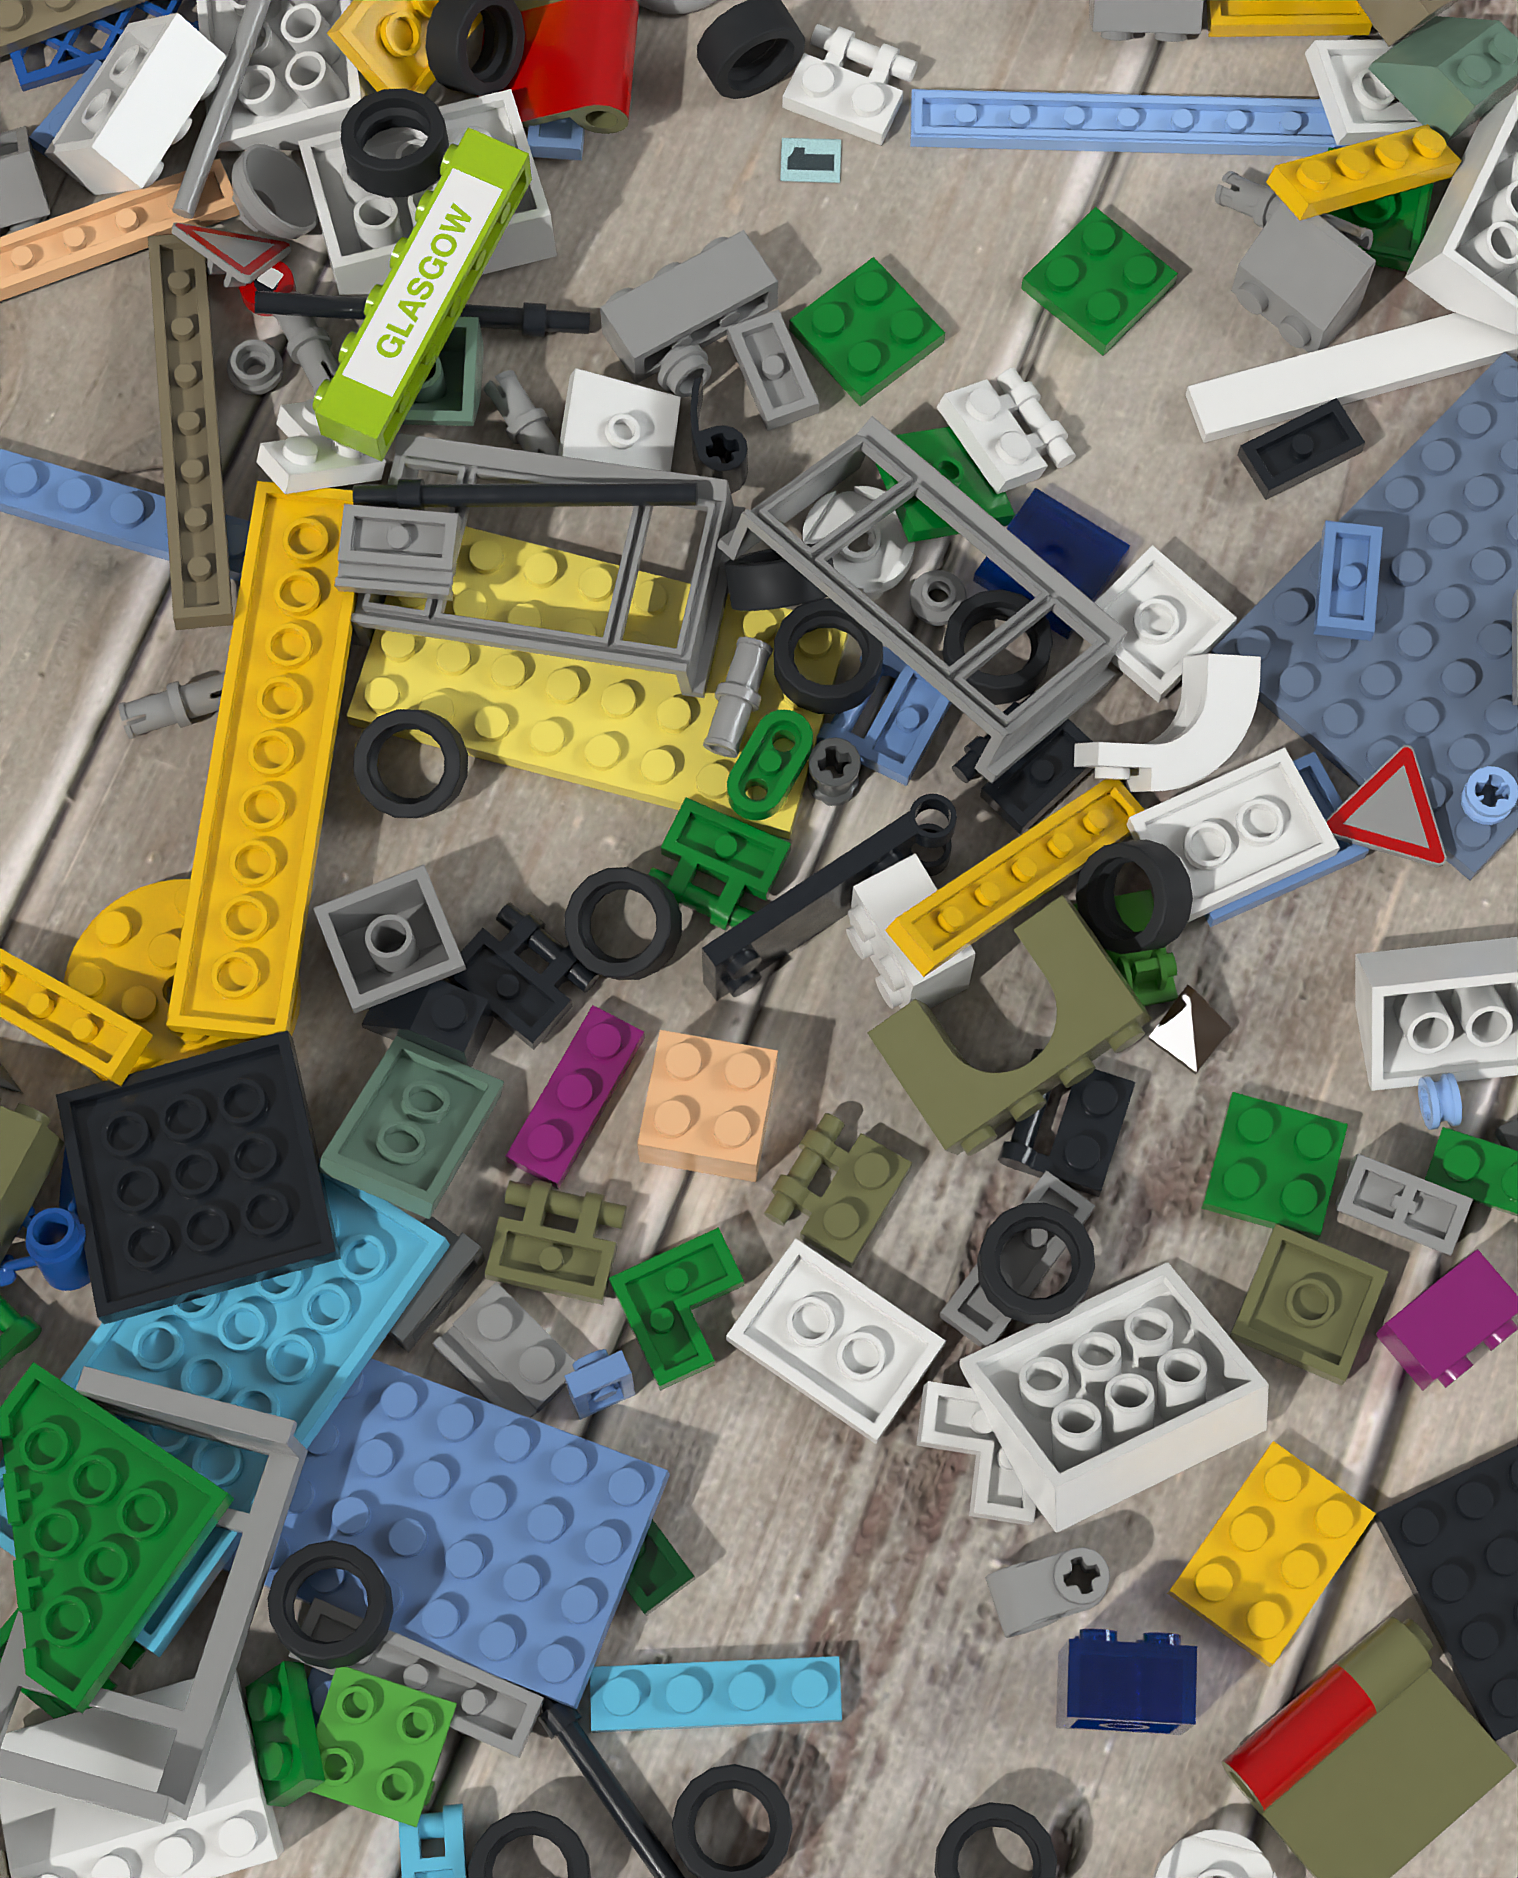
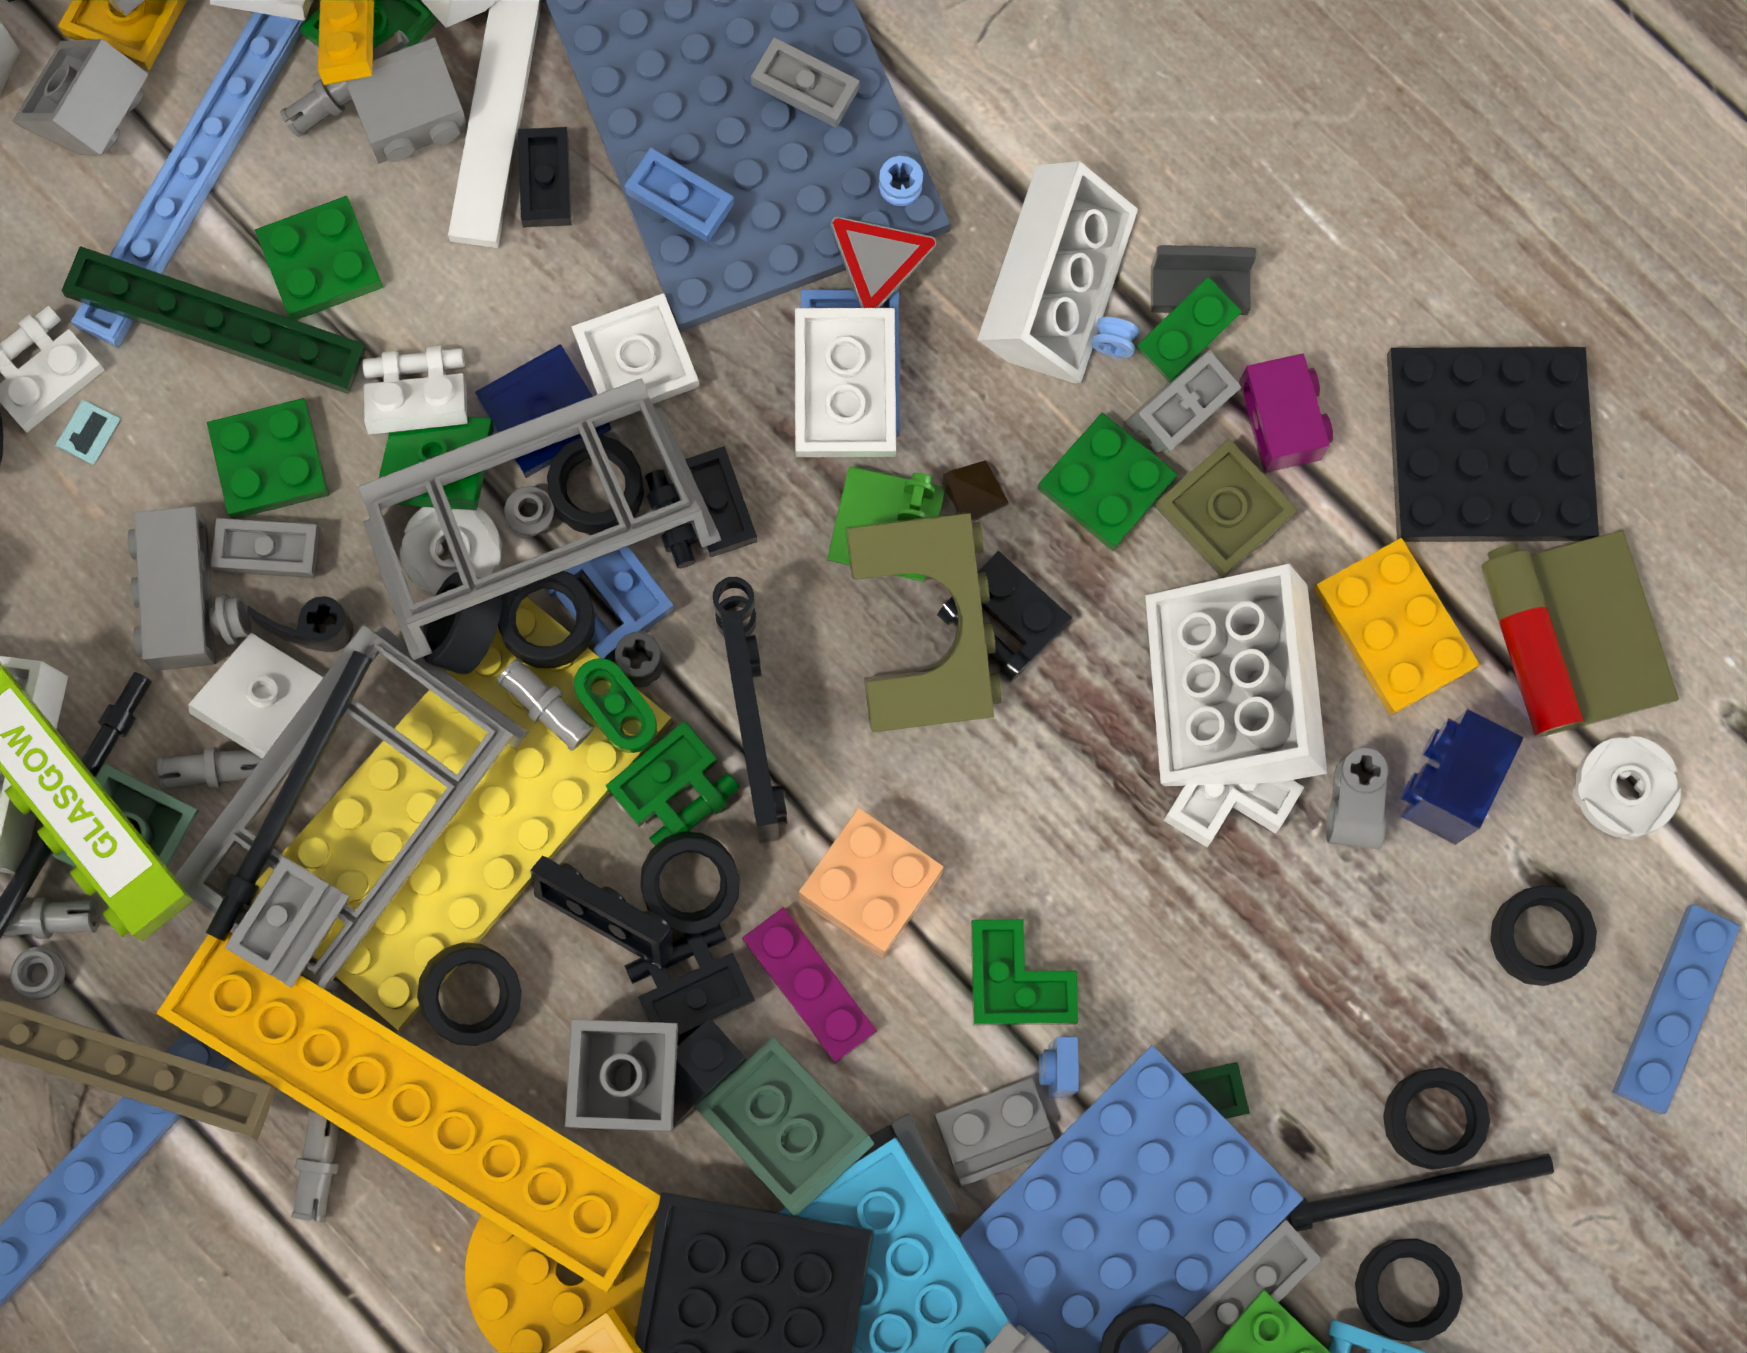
camera: 70 degrees left, 5 degrees up
(310, 459) = (159, 962): white plate -> none
(552, 1258) = (936, 1061): olive plate -> none
(553, 852) = (603, 911): none -> black plate
(715, 1694) = (1328, 1086): medium azure plate -> none
(835, 1340) = (1098, 871): white plate -> none
(855, 1197) = (991, 805): olive plate -> none
(873, 909) = (812, 663): white brick -> none
(979, 214) = (213, 320): none -> dark green plate
(1013, 876) = (809, 557): yellow plate -> none
(1023, 1264) = (1098, 705): light grey plate -> none
(1066, 1228) = (1141, 663): black tyre -> none
(1170, 890) = (861, 444): black tyre -> none
(1208, 727) = (750, 369): white arch -> none

